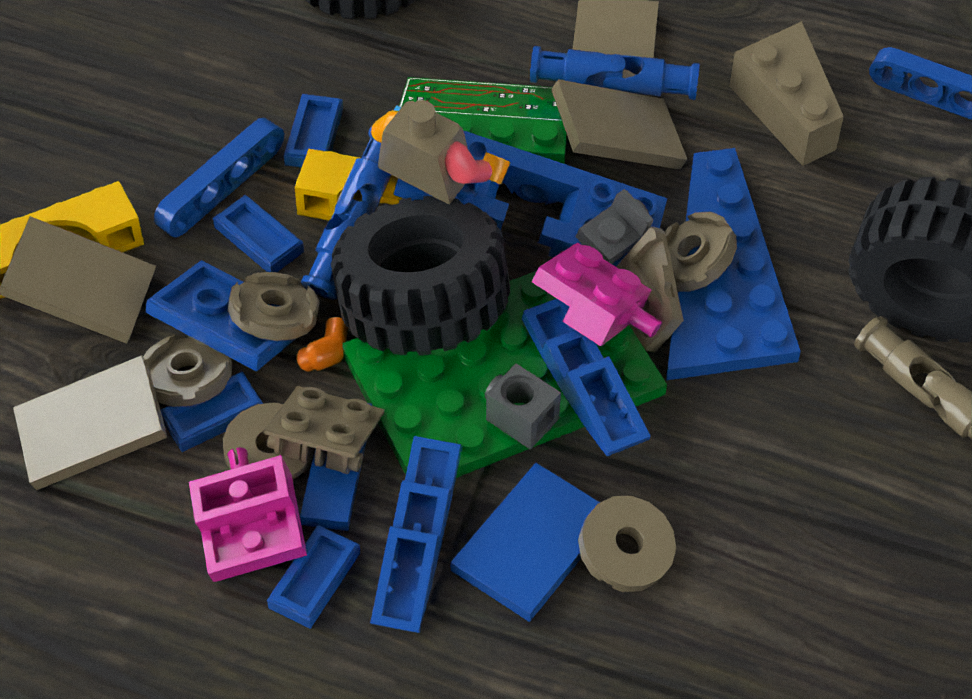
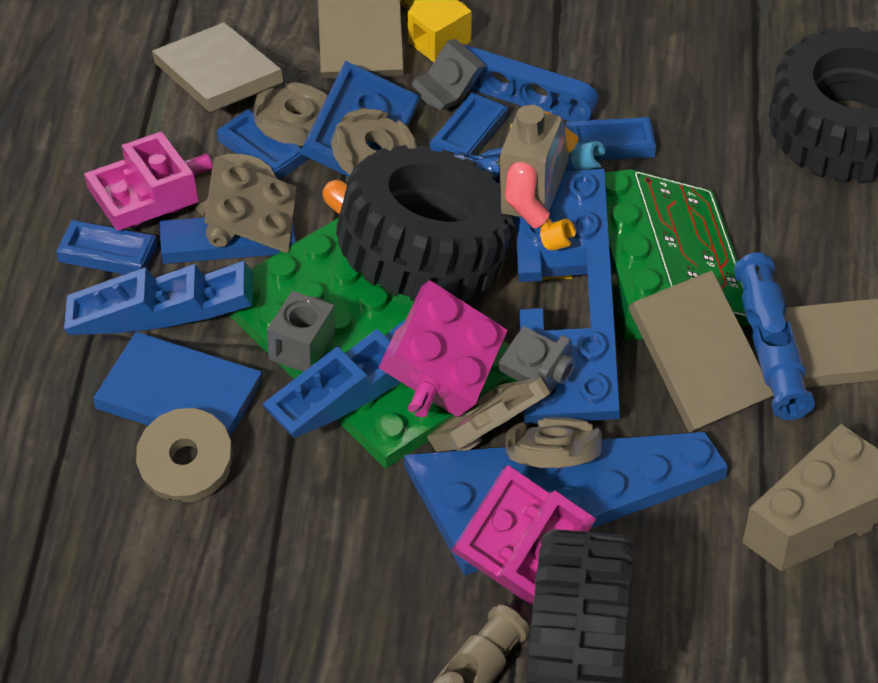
camera: 75 degrees right, 5 degrees down
(195, 224) = (449, 76): none -> dark grey bracket
(800, 291) = (509, 529): none -> dark pink plate

